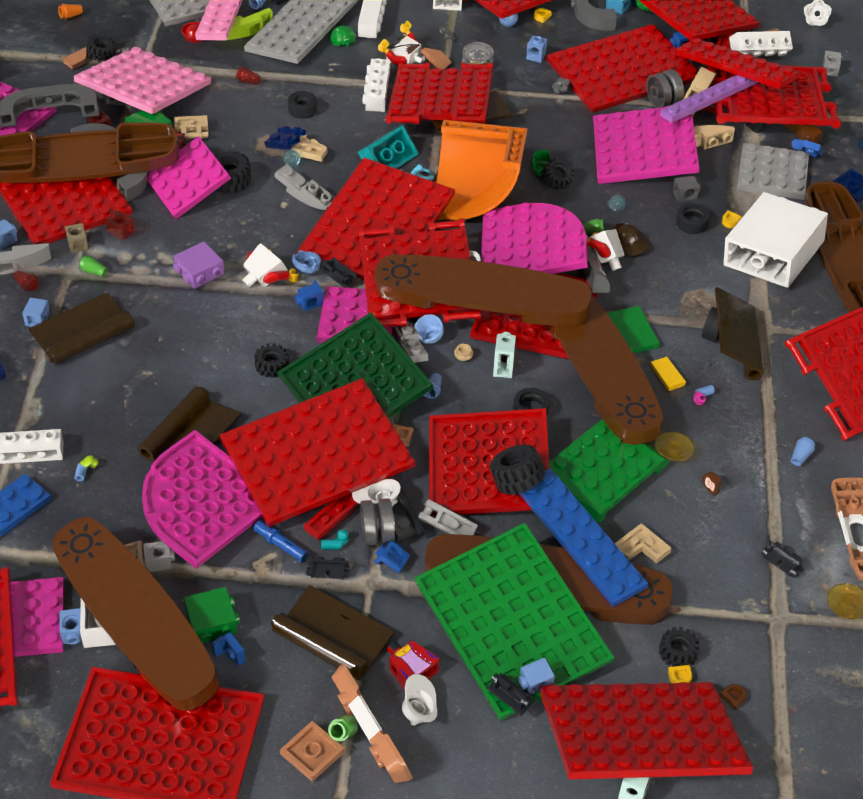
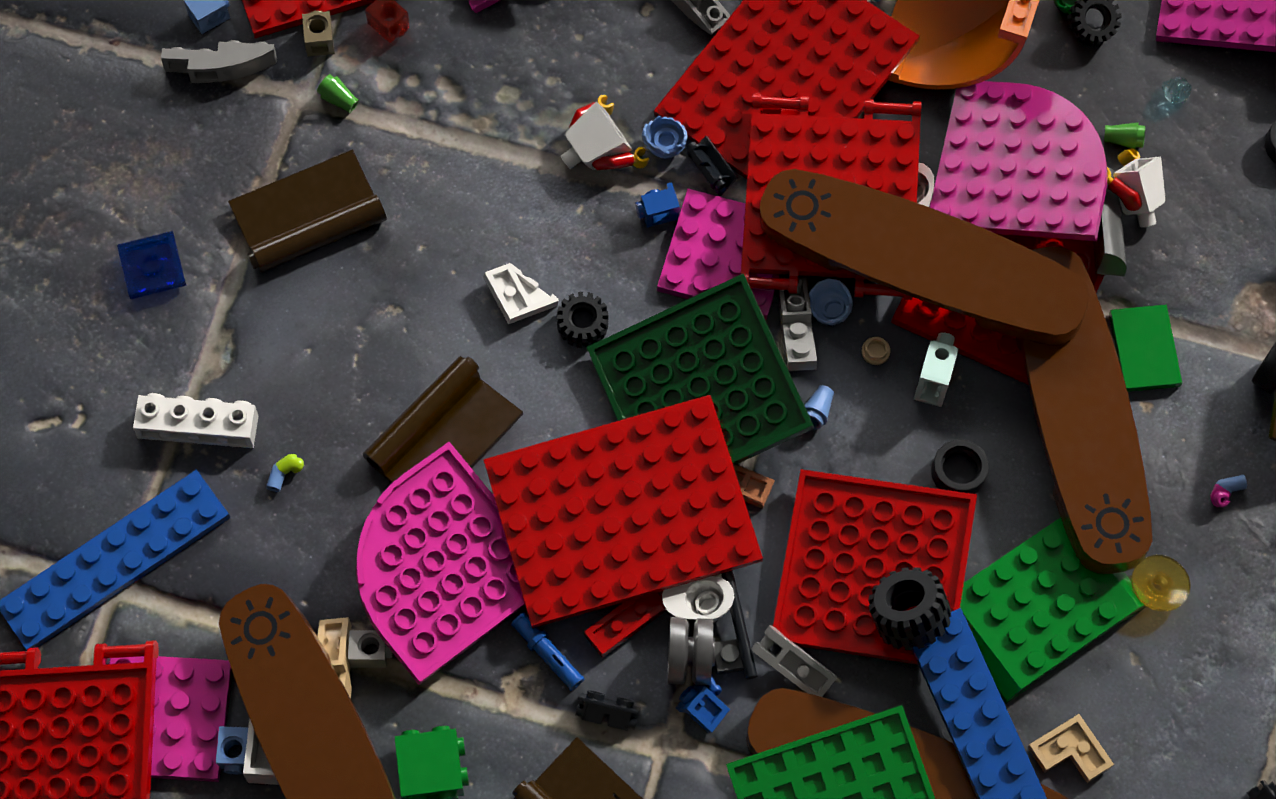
camera: 10 degrees right, 20 degrees up
(26, 280) = (235, 106): clear red cone -> none
(36, 312) = (242, 172): medium blue brick -> none
(198, 265) = (497, 119): medium lavender brick -> none
(226, 353) = (517, 294): none -> white wing
(337, 543) = (629, 667): teal arm -> none
(631, 239) = (1184, 168): dark brown hat -> none
(667, 373) = (1182, 441): yellow tile -> none
(712, 482) = (1202, 657): reddish brown tile -> none

